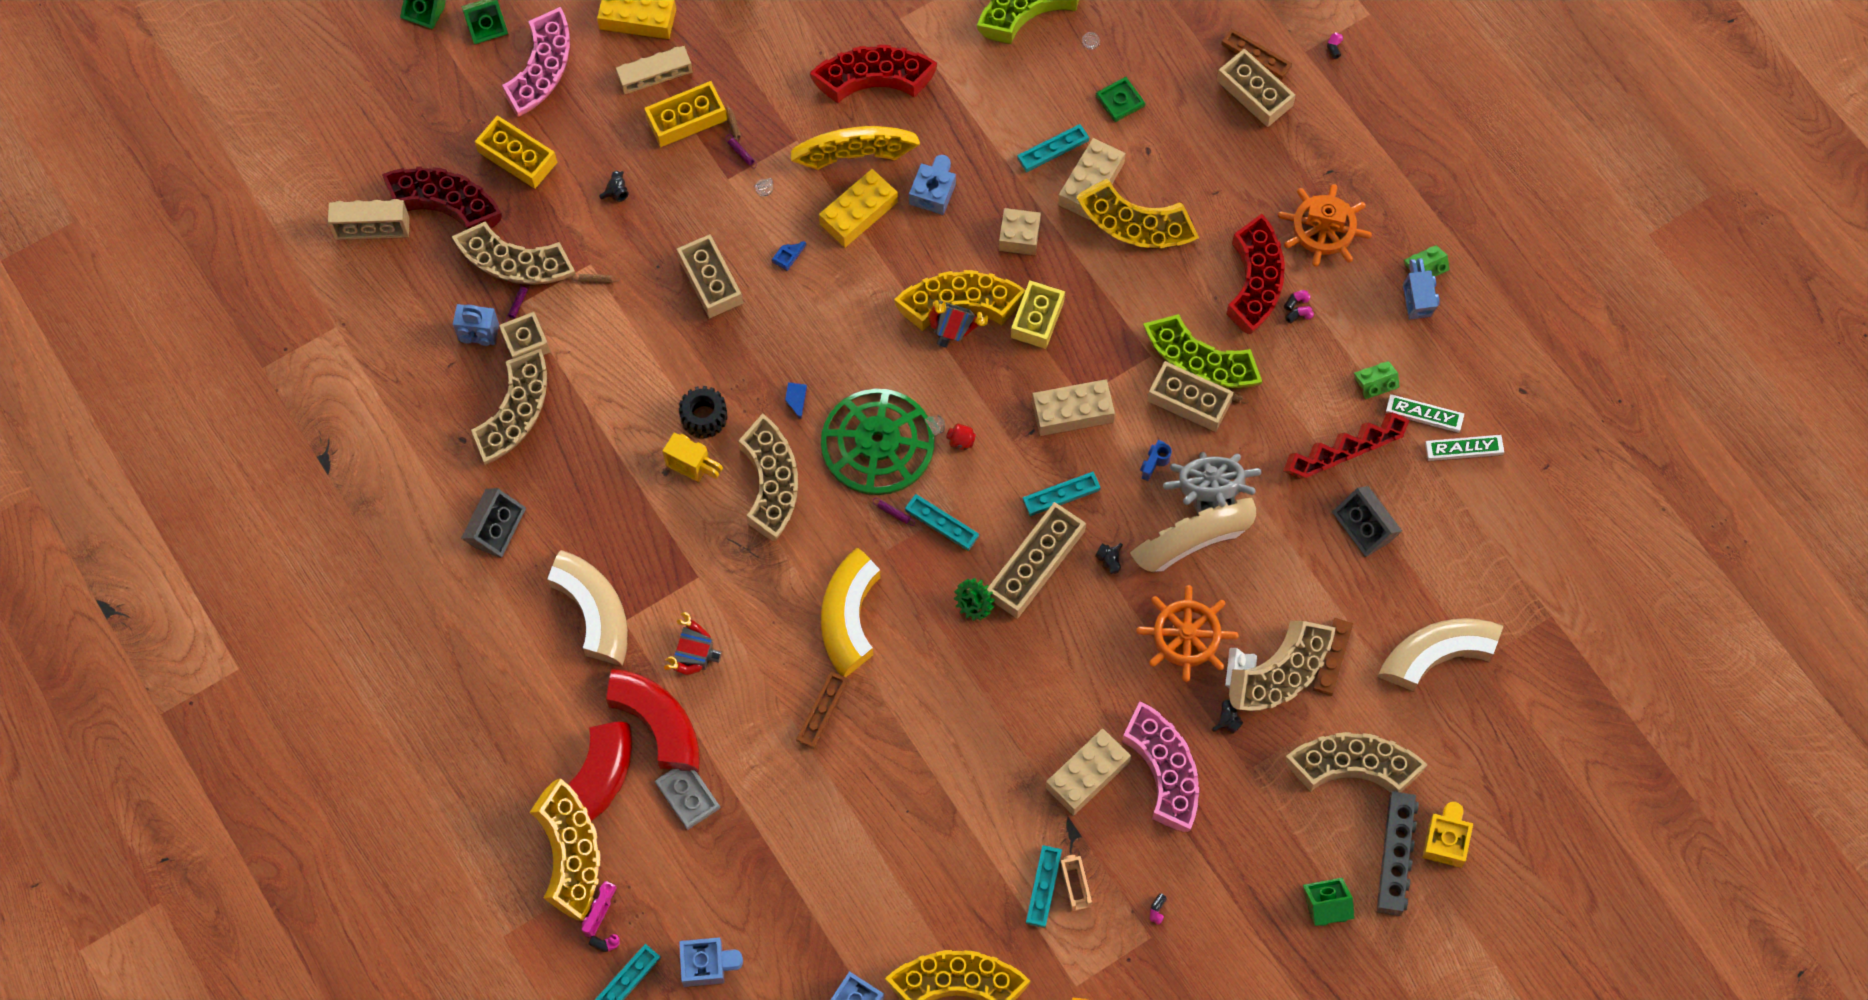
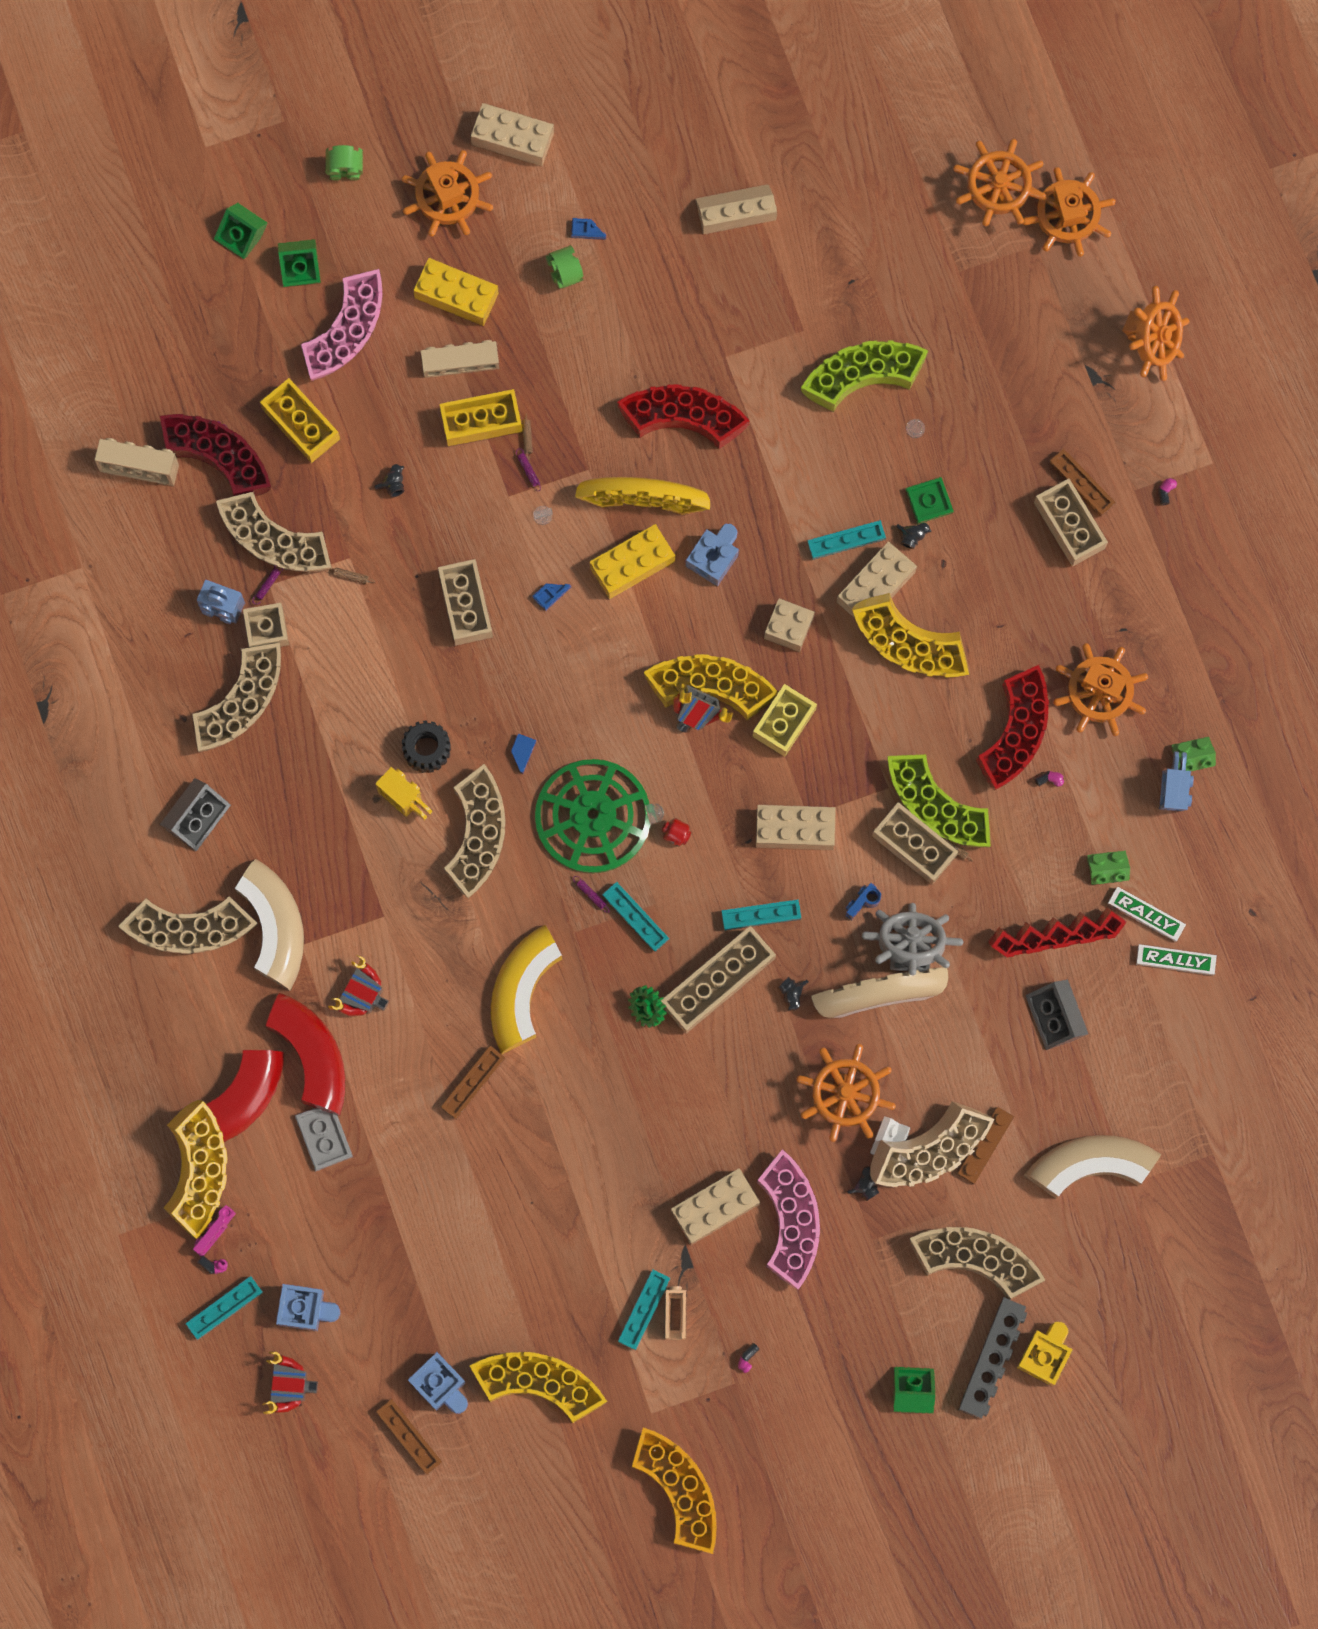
camera: 10 degrees right, 10 degrees up
(509, 630) = (187, 931): none -> tan brick
(1113, 130) = (913, 534): none -> black animal
(1295, 297) = (1054, 759): arm -> none

